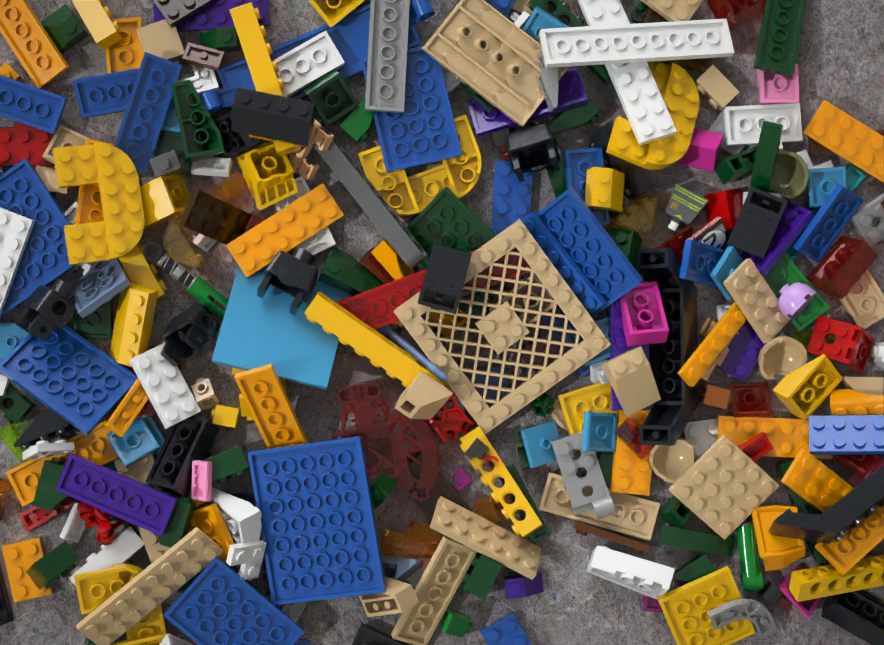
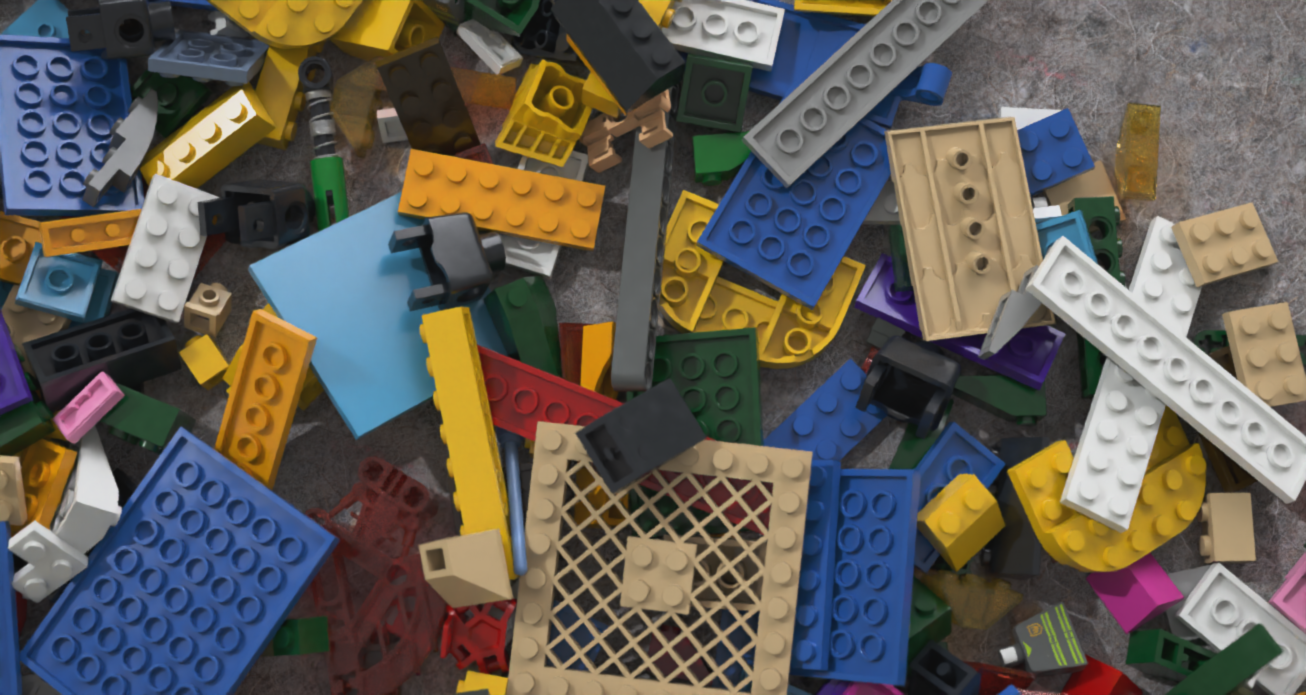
camera: 40 degrees right, 10 degrees down
(105, 357) = (127, 149): none -> slope

